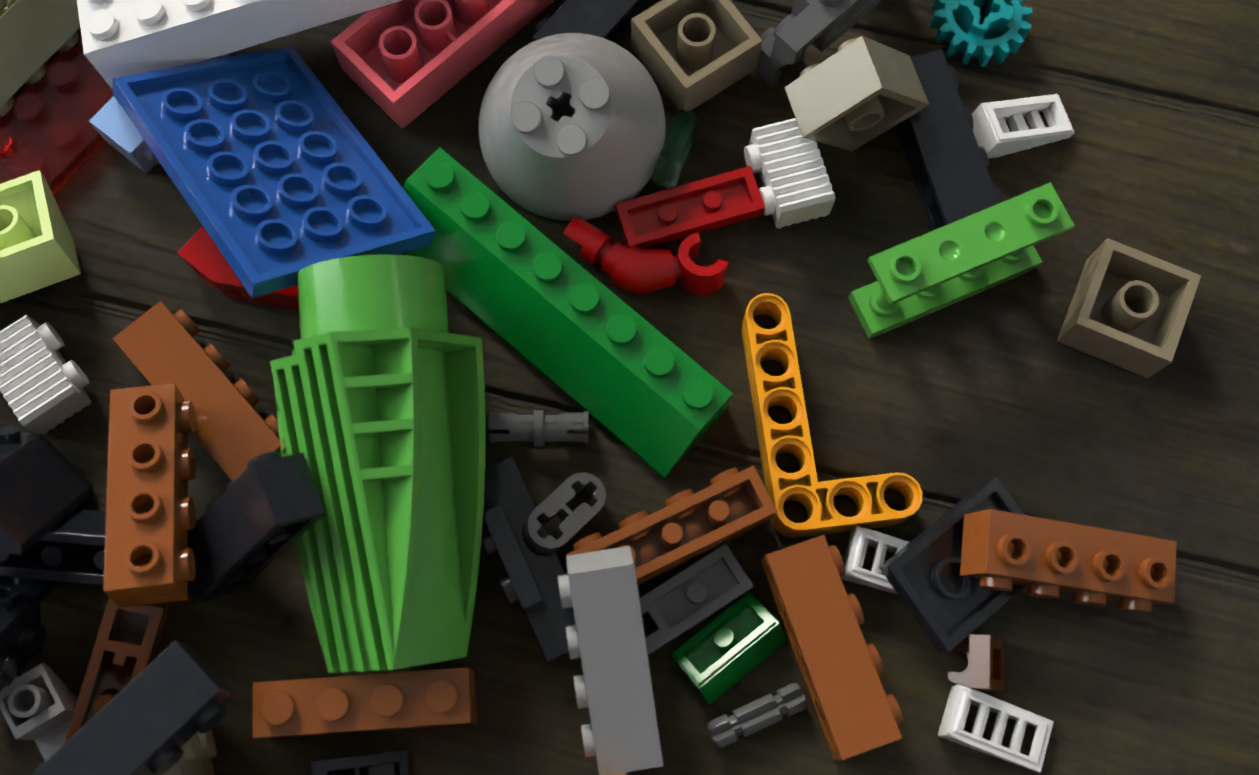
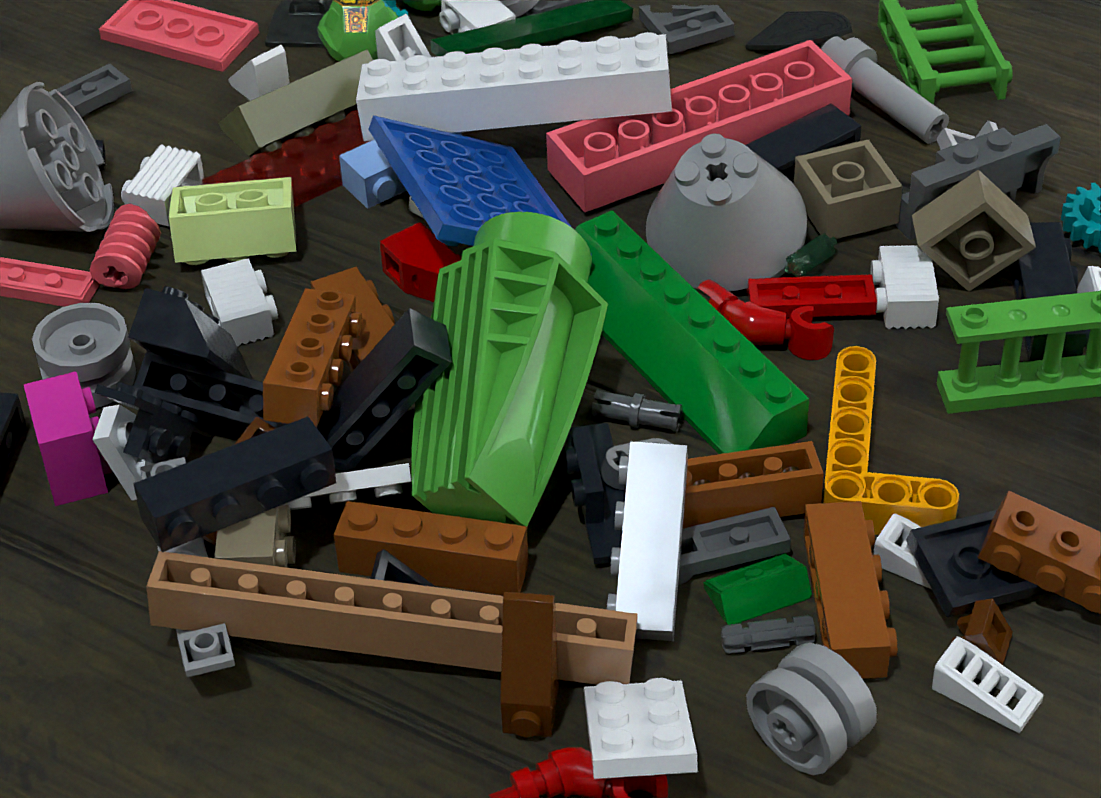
camera: 20 degrees right, 30 degrees down
(255, 634) = (383, 480): none -> white plate

